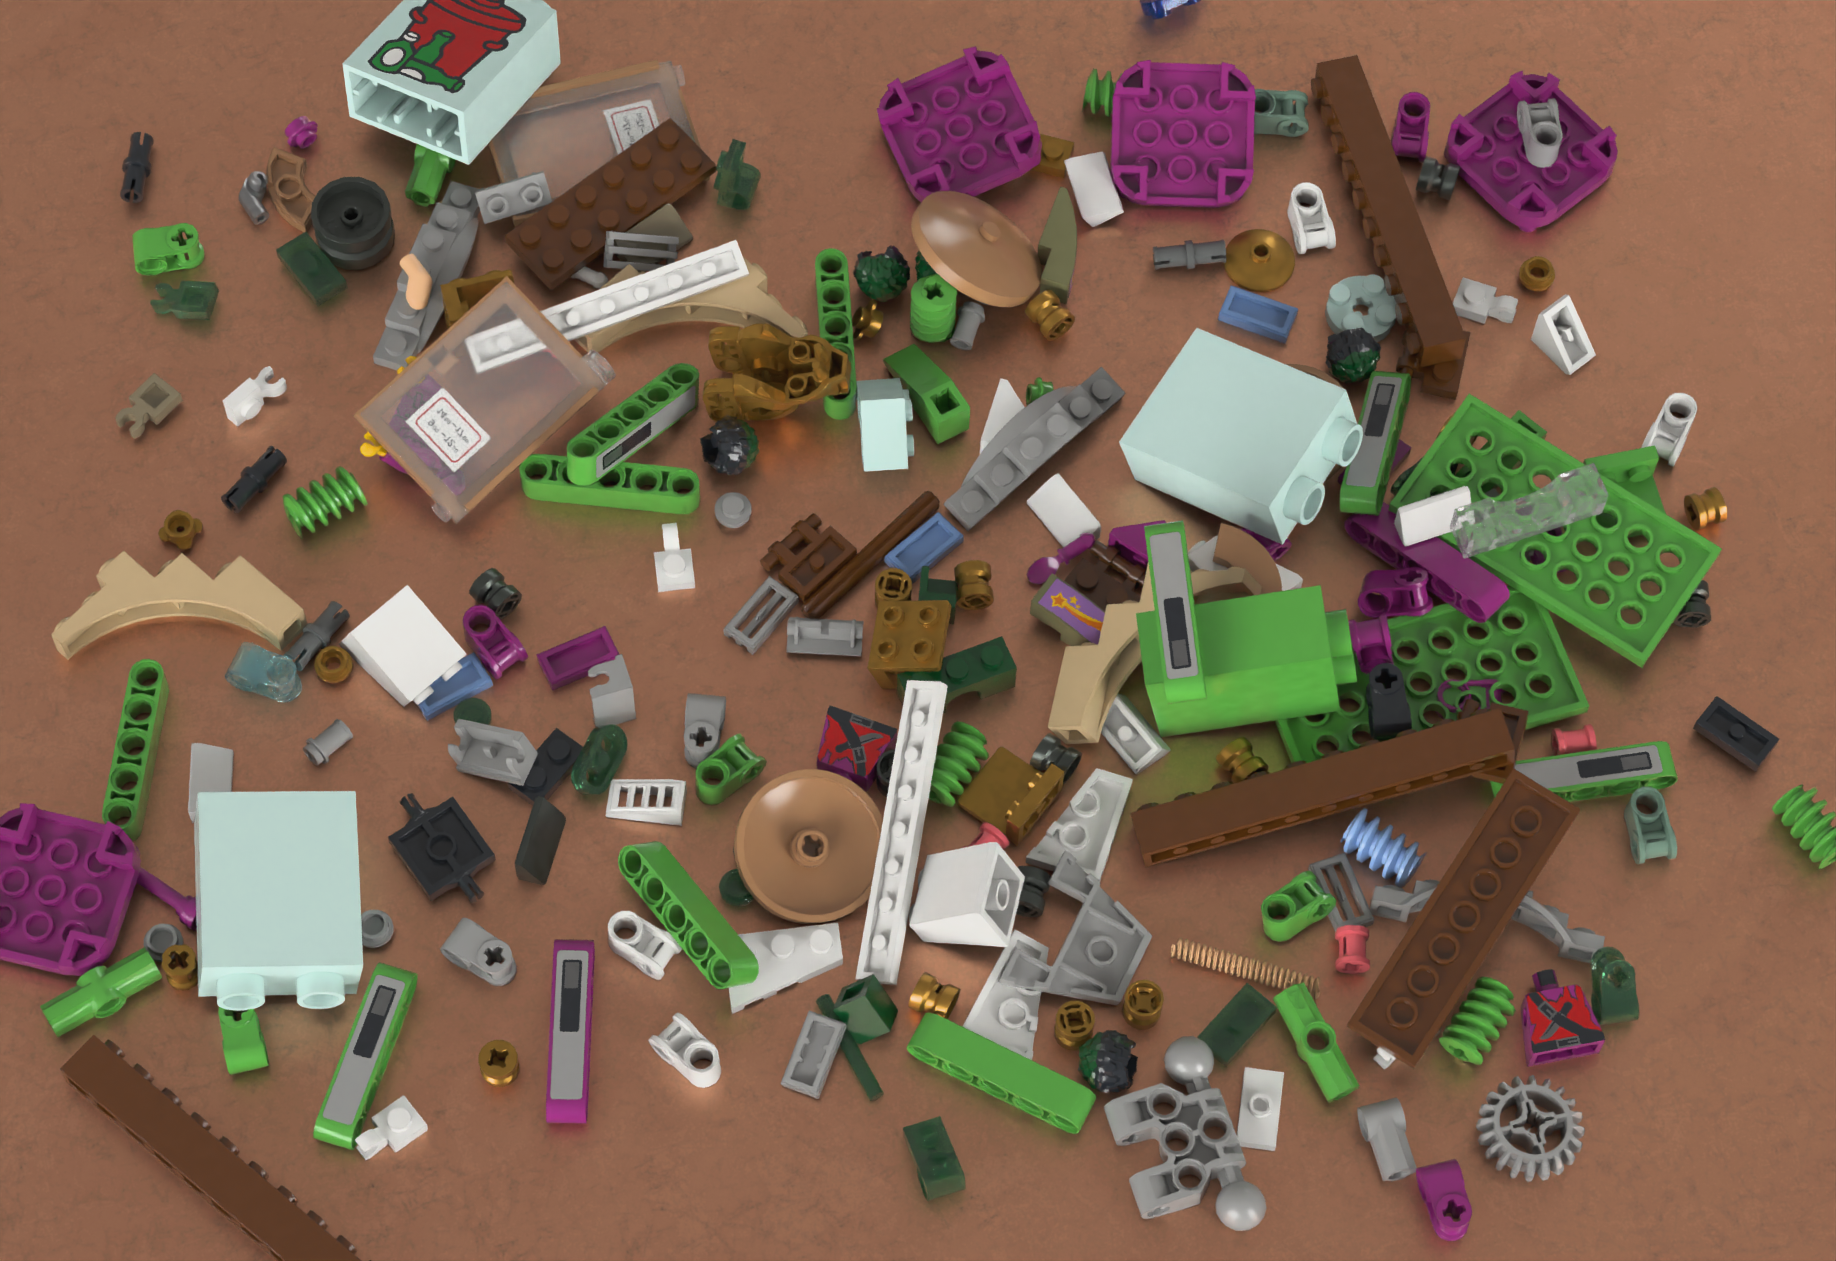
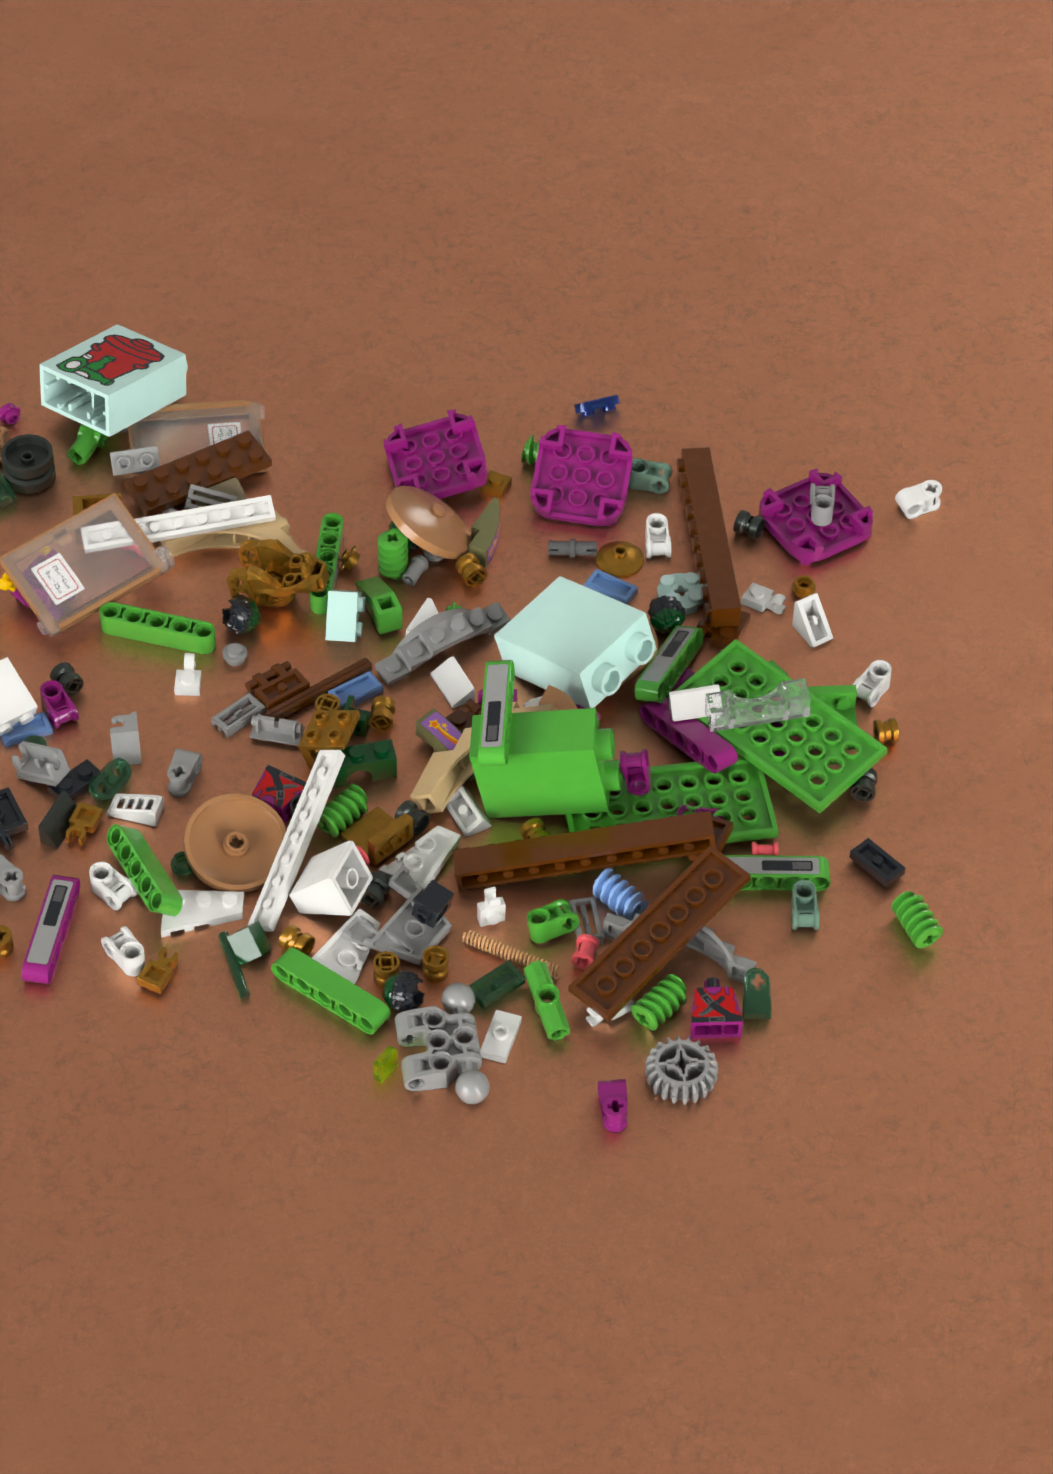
camera: 10 degrees right, 15 degrees down
(419, 282) = (60, 496): light nougat arm -> none
(443, 251) = (85, 480): light grey piece -> none
(576, 657) = (100, 724): magenta tile -> none
(576, 835) = (83, 820): none -> pearl gold plate
(632, 424) = (178, 592): bright green beam -> none
(732, 765) = (190, 795): bright green piece -> none
(735, 179) = (282, 470): clear green plate -> none
(742, 1081) = (158, 973): none -> pearl gold plate
(813, 1054) = (208, 964): light grey plate -> none
(882, 275) = (364, 532): dark green piece -> none
(934, 1158) = (273, 1034): clear green plate -> none
(1045, 566) = (453, 701): magenta piece -> none
(1094, 187) = (517, 503): white slope -> none
(1106, 1185) = (385, 1064): none -> clear neon green tile
(1122, 913) = (432, 904): none -> black brick
(1205, 902) = (492, 909): none -> white plate
(1385, 1128) = (582, 1058): light grey piece -> none
(1387, 707) = (639, 803): black piece -> none
(1397, 593) = (667, 750): magenta piece -> none
(1411, 132) = (737, 493): magenta piece -> none
(1675, 98) = (917, 500): none -> white piece

